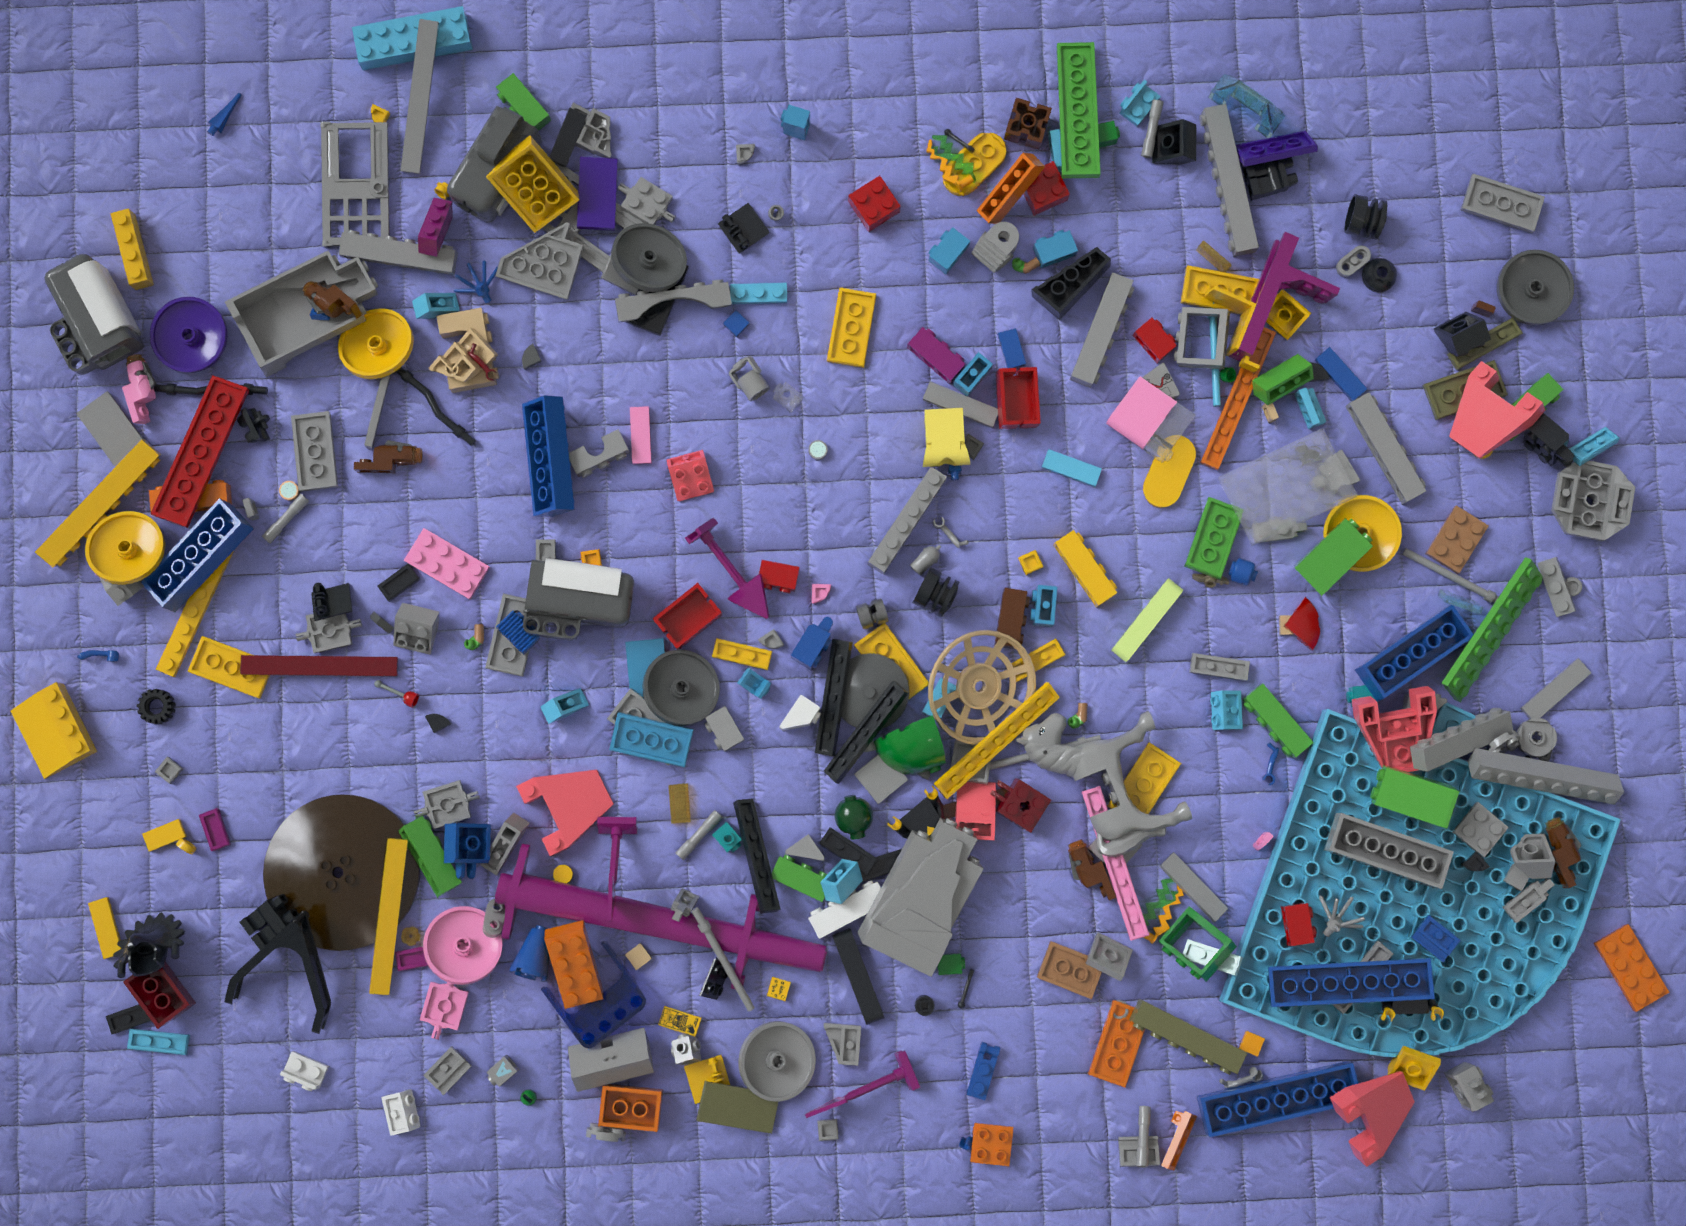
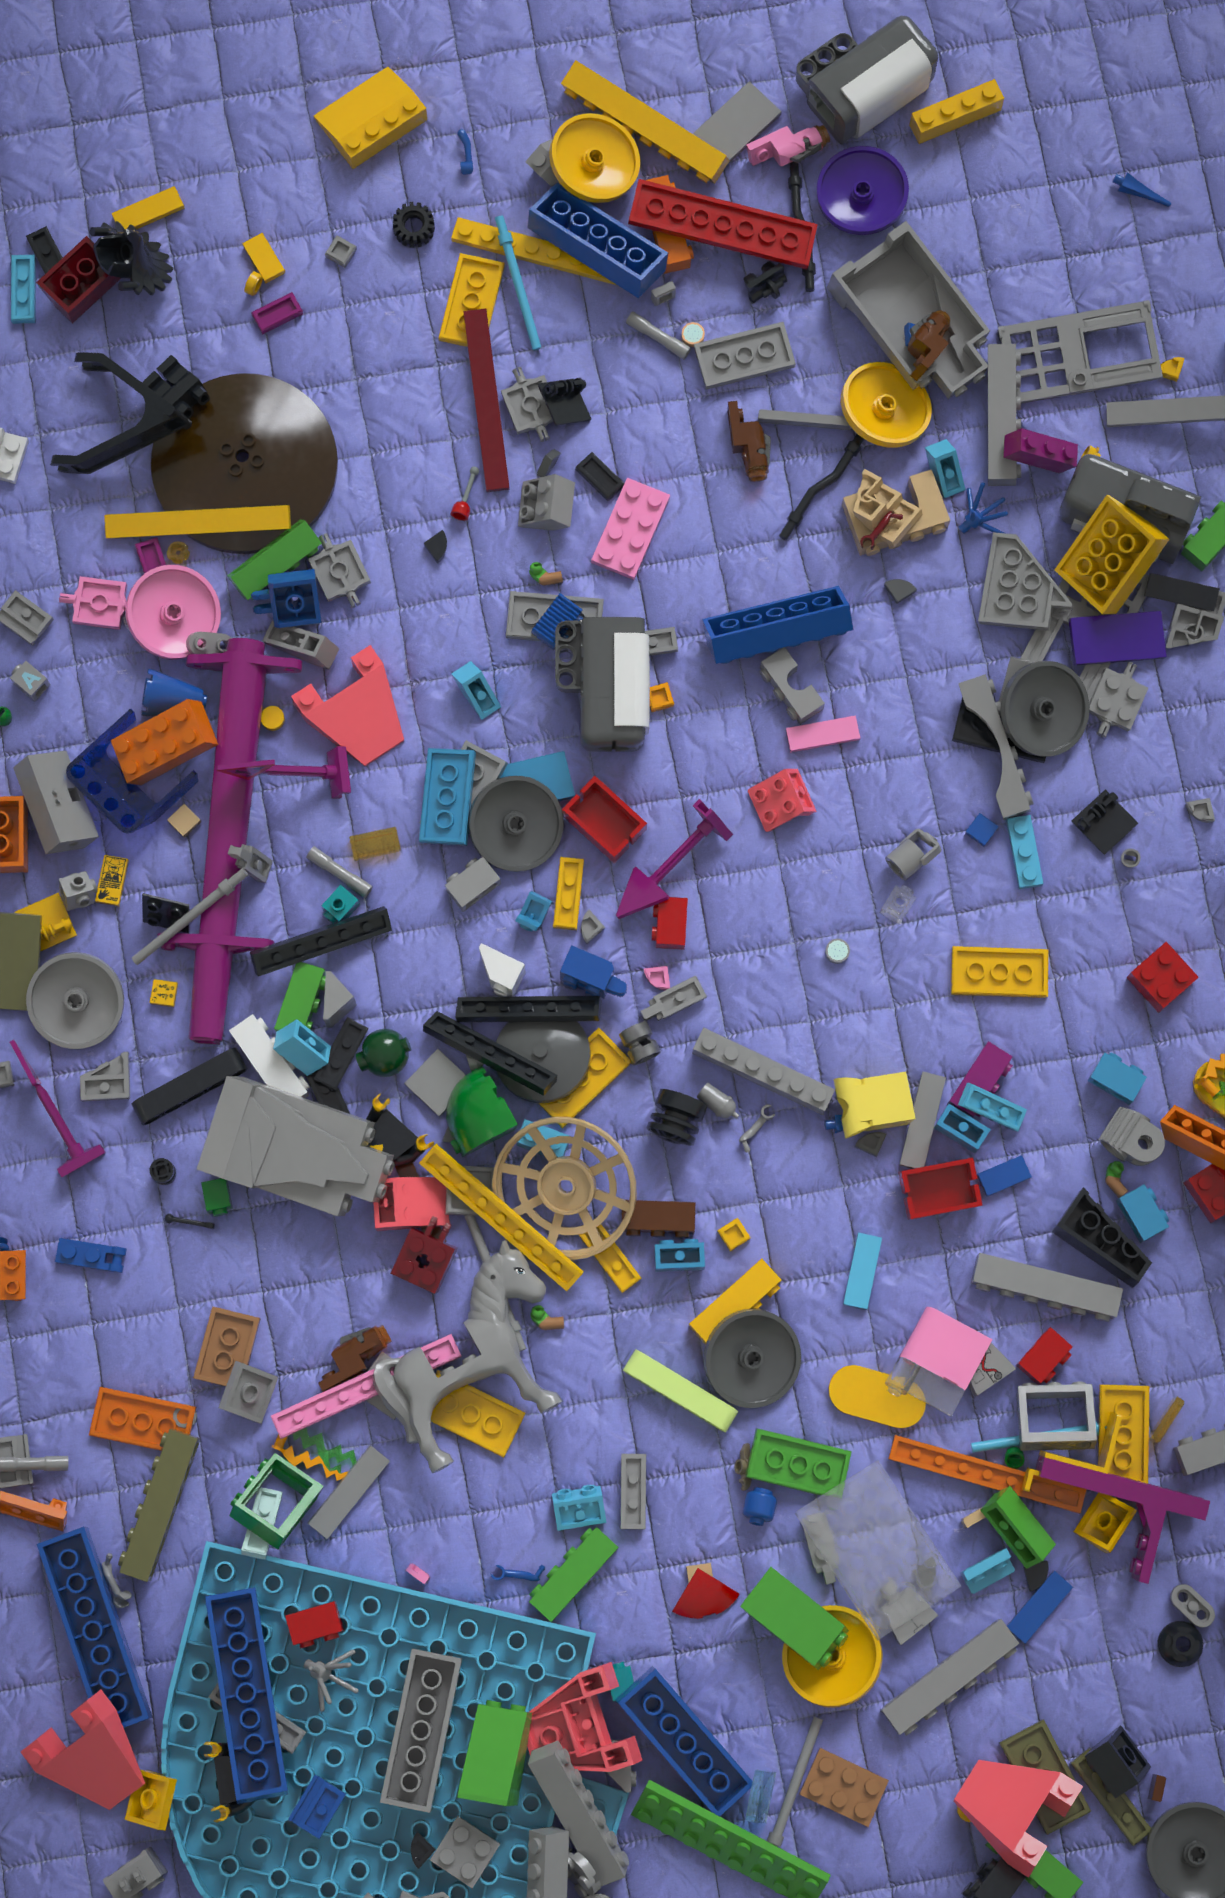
camera: 85 degrees right, 5 degrees down
(184, 631) = (506, 240): none -> medium azure bar
(840, 582) = (674, 999): none -> light grey hinge
(959, 348) = (992, 1107): none -> medium azure tile
(1130, 561) = (752, 1358): none -> dark grey dish
(1251, 1043) = (161, 1590): light orange tile -> none

